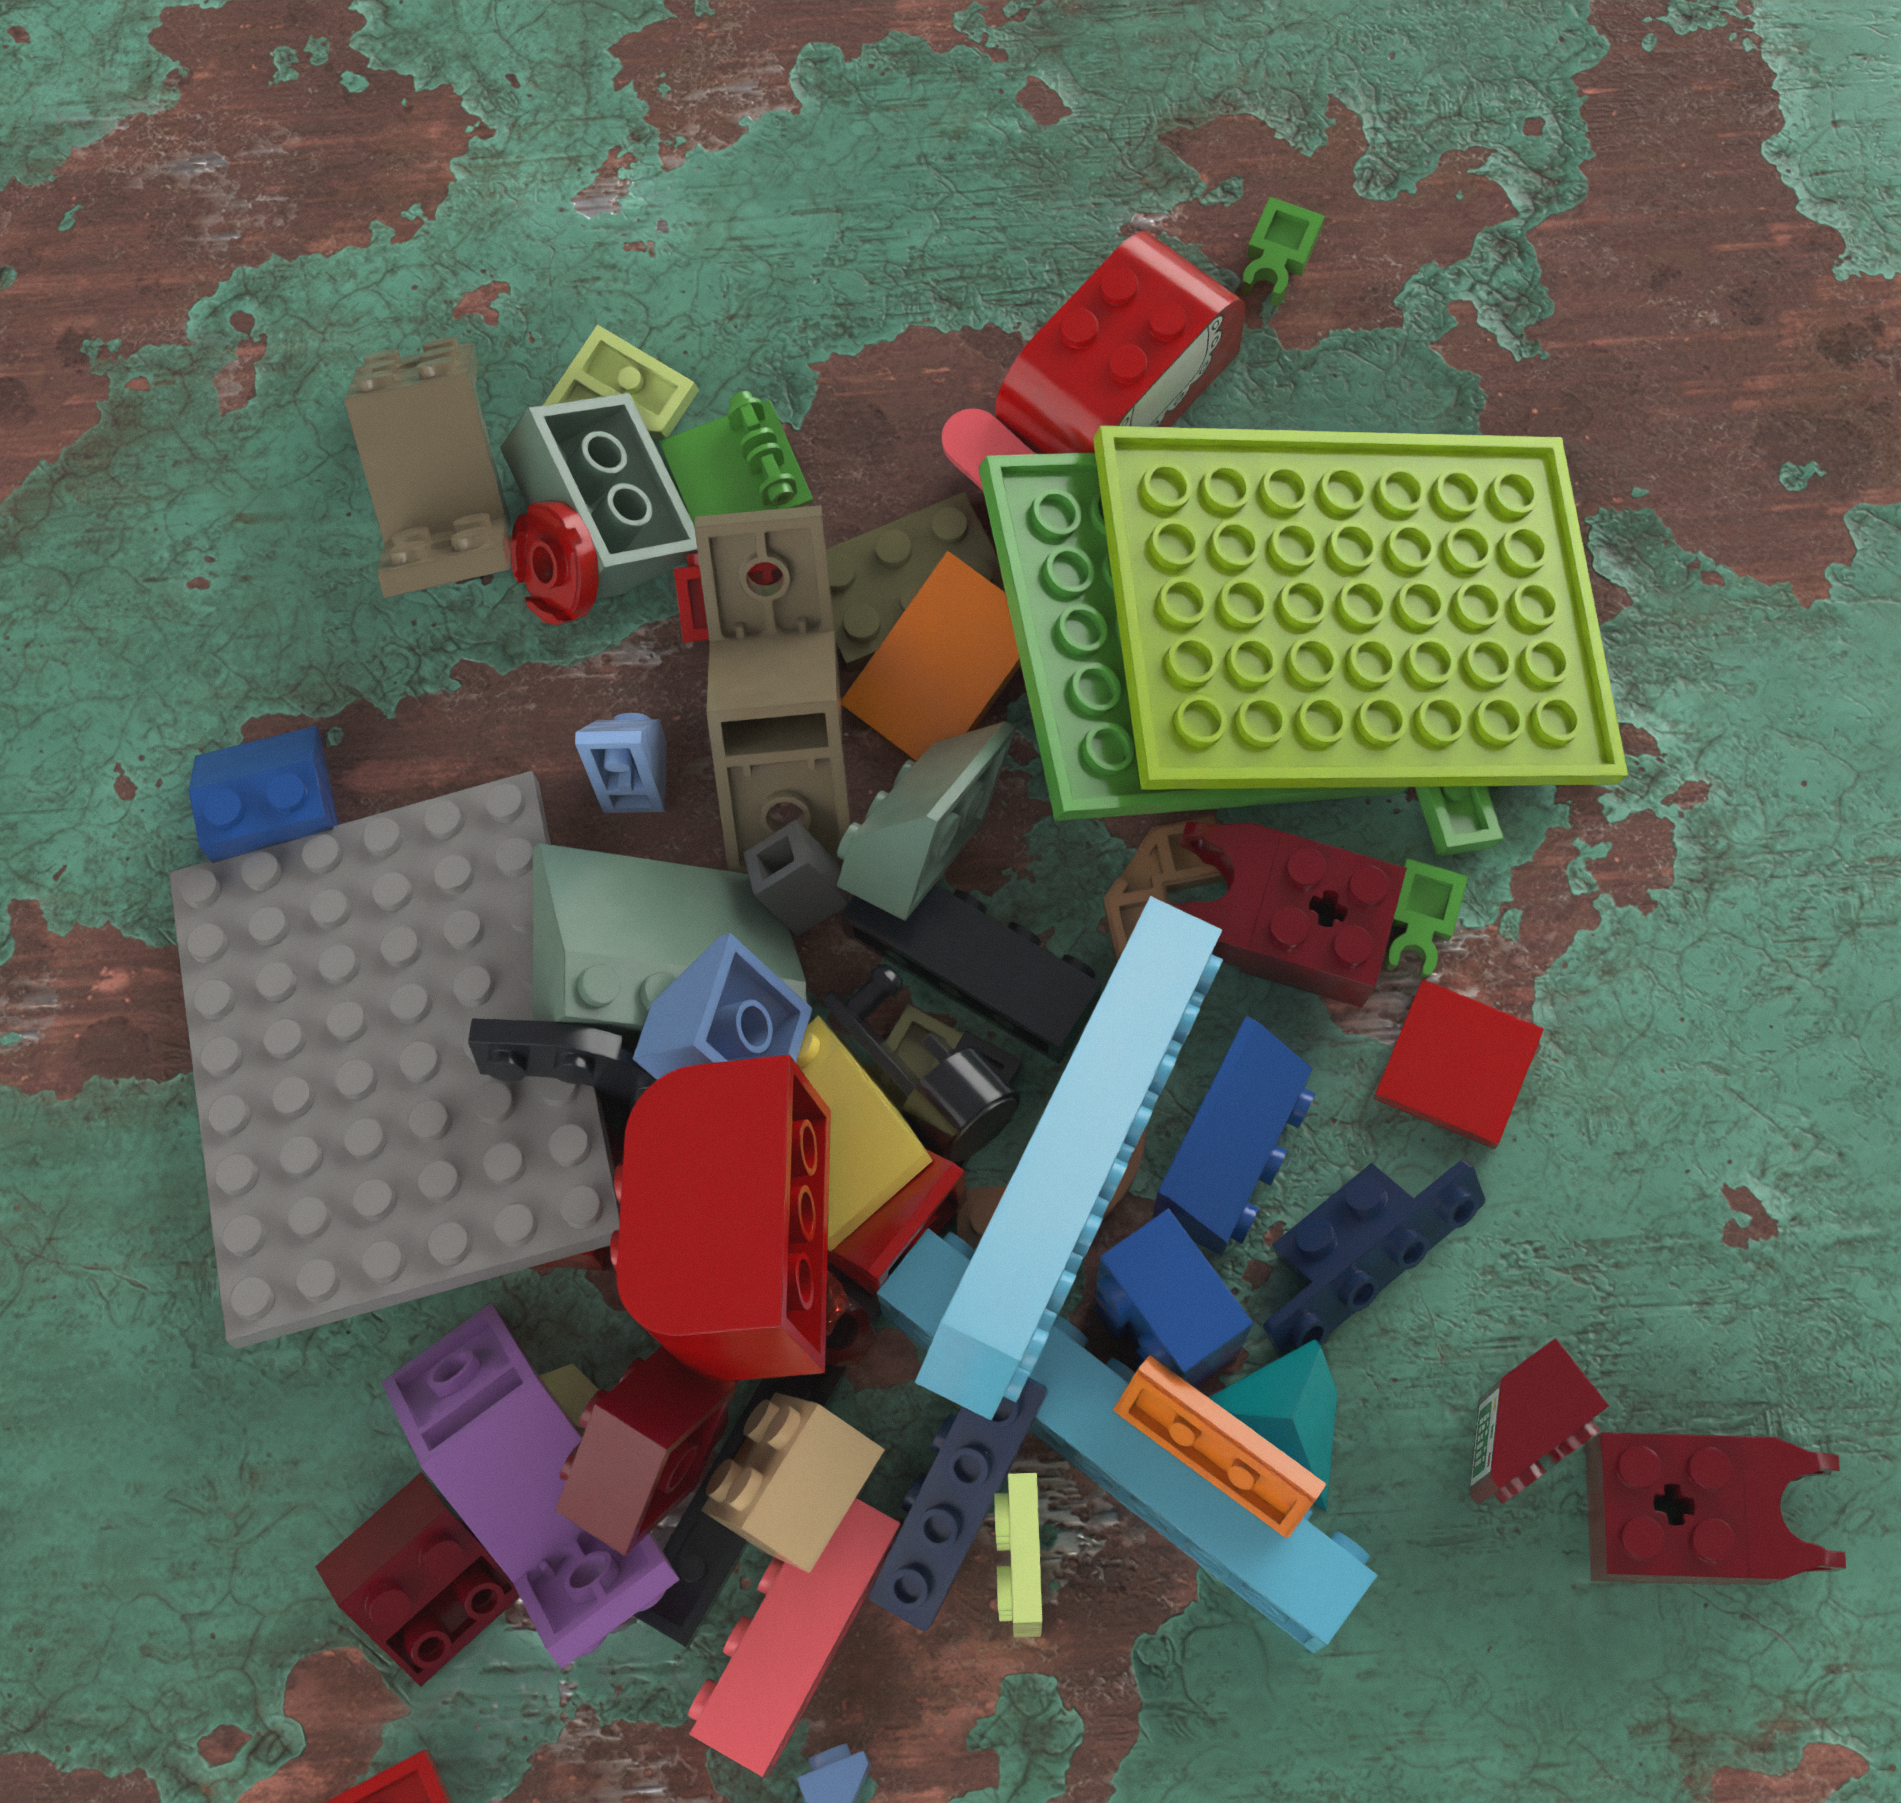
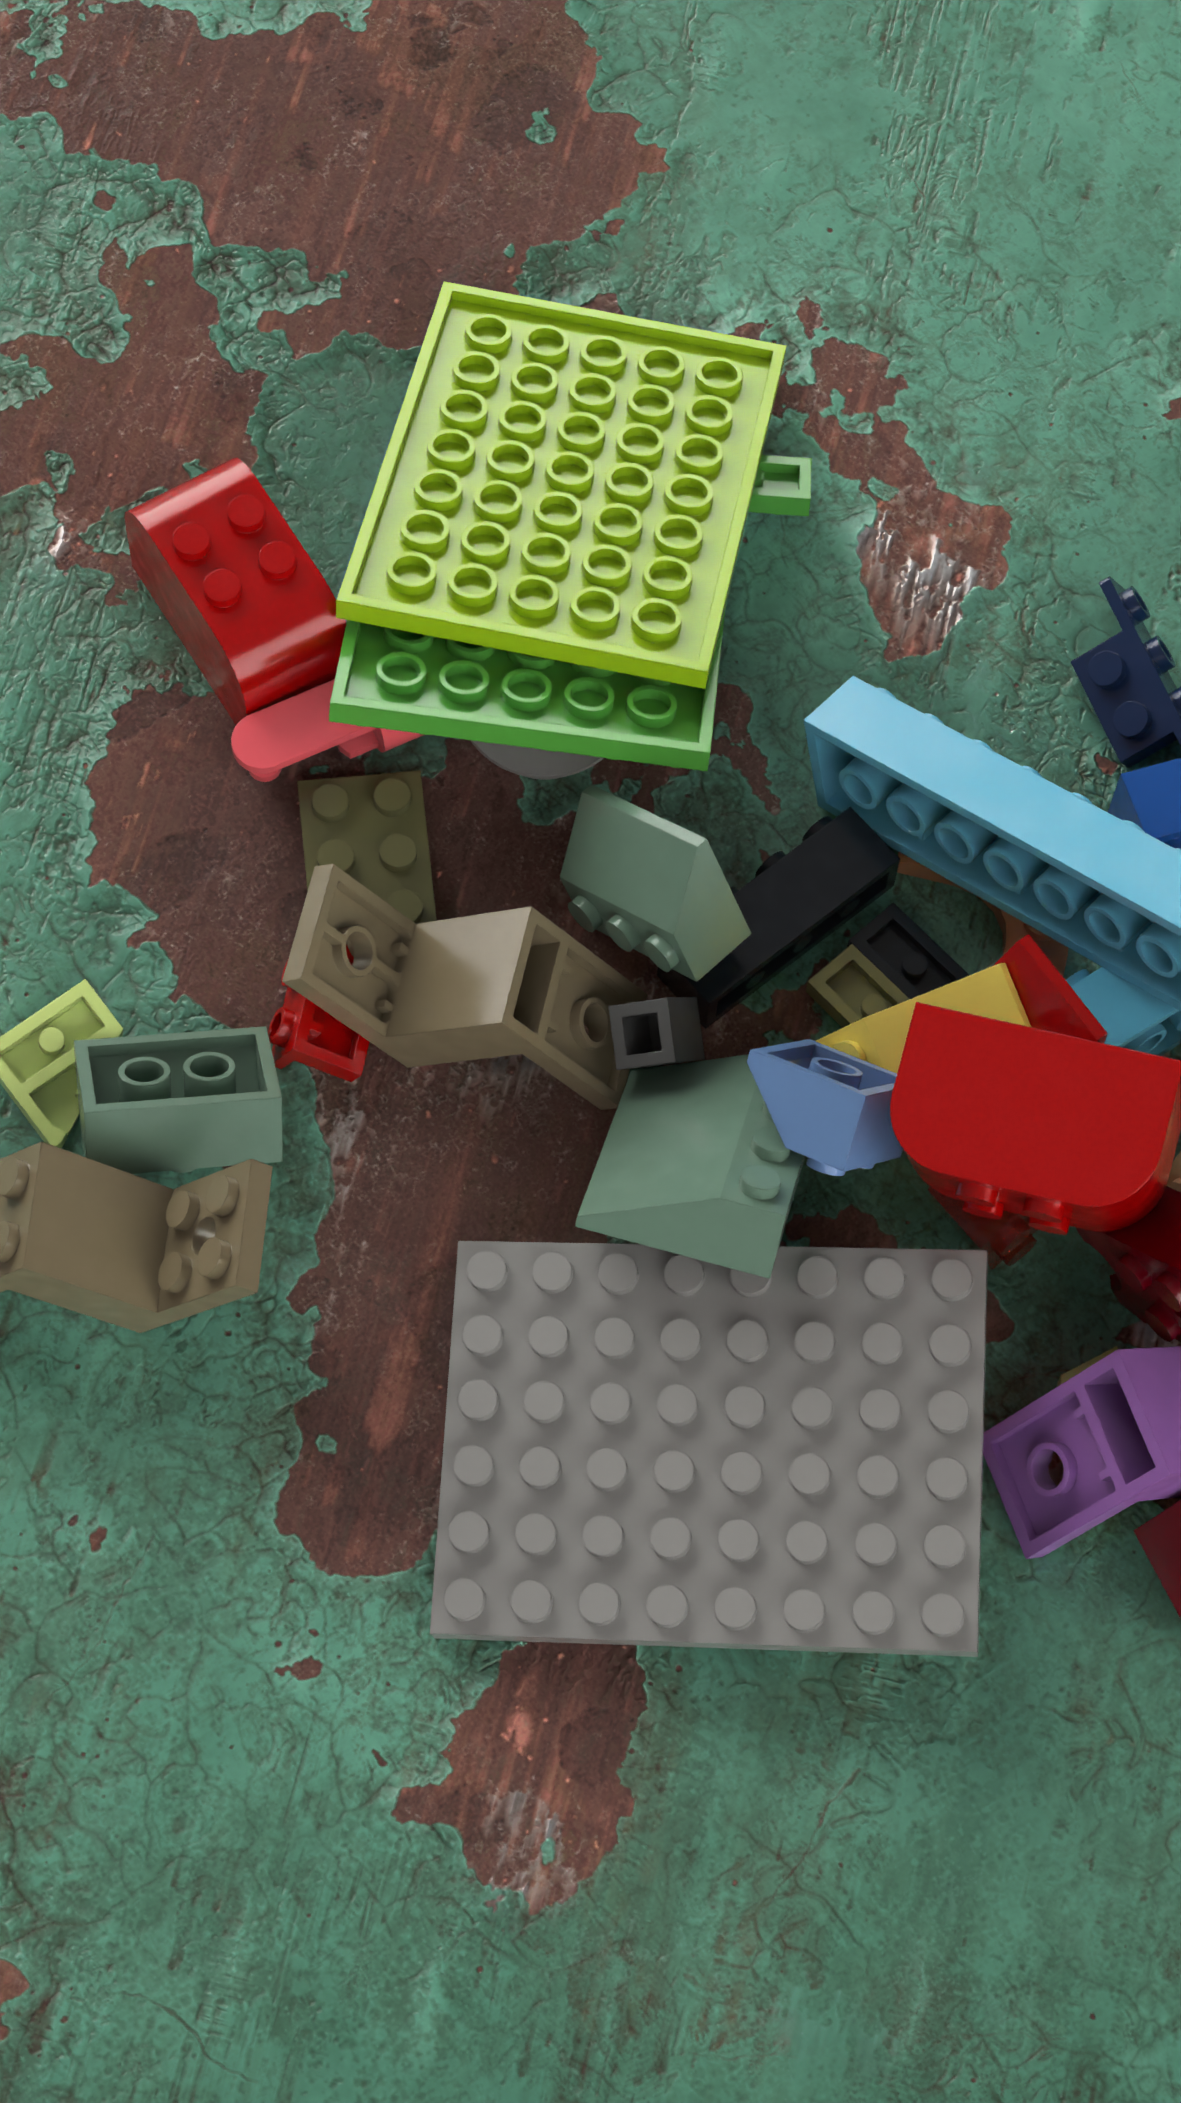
camera: 80 degrees left, 5 degrees down
(261, 794) = (376, 1515): blue slope -> none
(556, 562) = (242, 1126): red tile -> none
(560, 1051) = (819, 1222): black plate -> none
(625, 762) = (480, 1143): light blue slope -> none
(736, 462) = (186, 976): bright green hinge -> none
(939, 661) = (476, 835): orange tile -> none
(957, 1103) = (935, 947): black piece -> none
(1153, 871) = (761, 768): medium nougat tile -> none
(1236, 1138) = (997, 714): blue slope -> none
(1274, 903) = (828, 622): dark red brick -> none
(1281, 244) = (149, 432): bright green plate -> none
(1425, 910) = (855, 540): bright green plate -> none
(1458, 1064) = (1000, 568): red tile -> none

